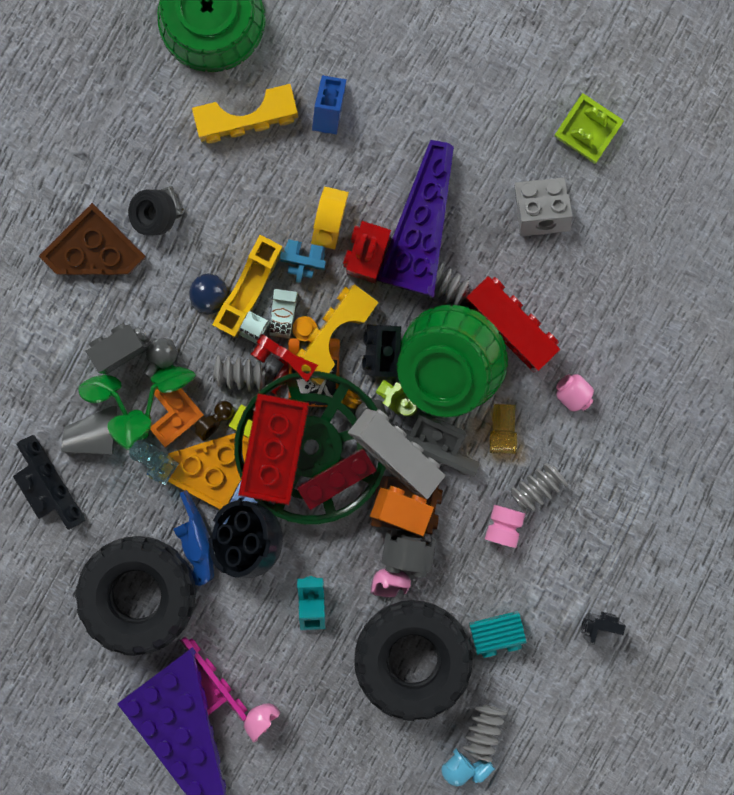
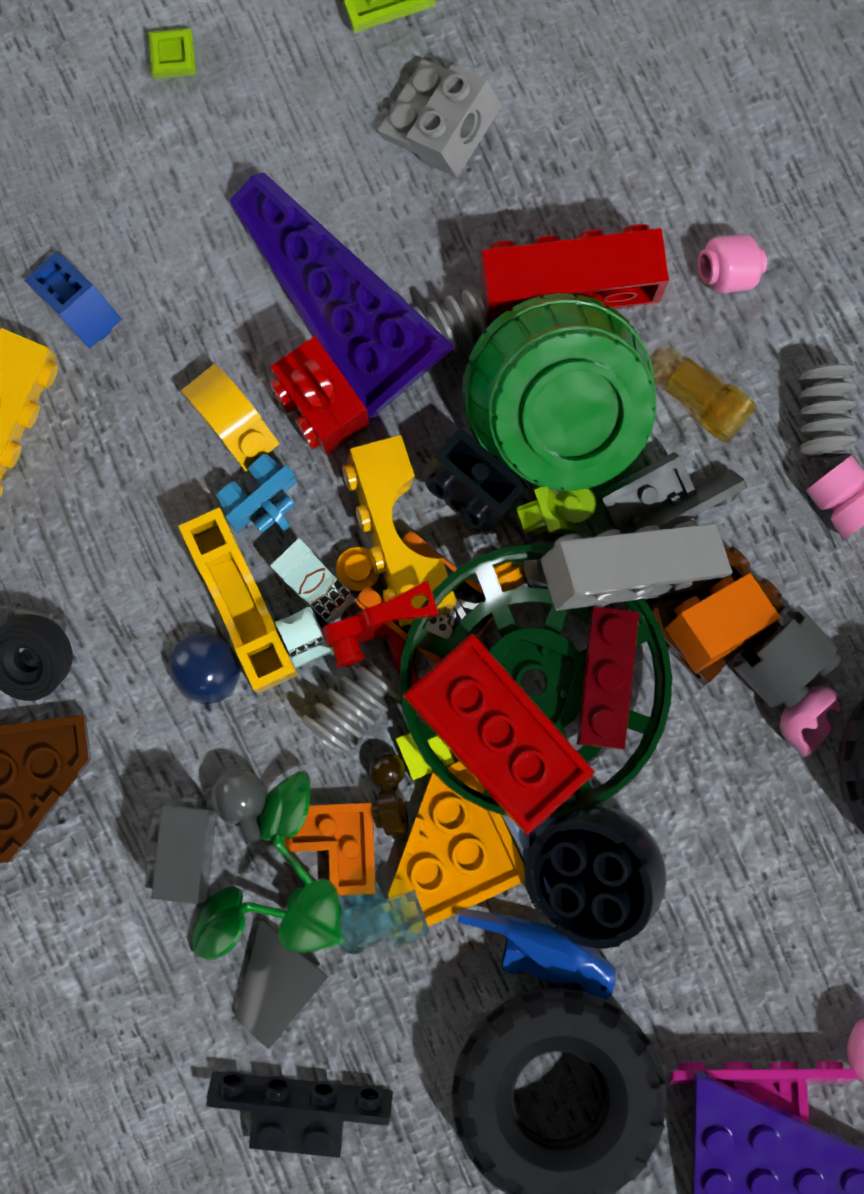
camera: 50 degrees left, 5 degrees down
(311, 603) = (756, 852): teal brick -> none
(479, 60) = (172, 53): none -> lime tile

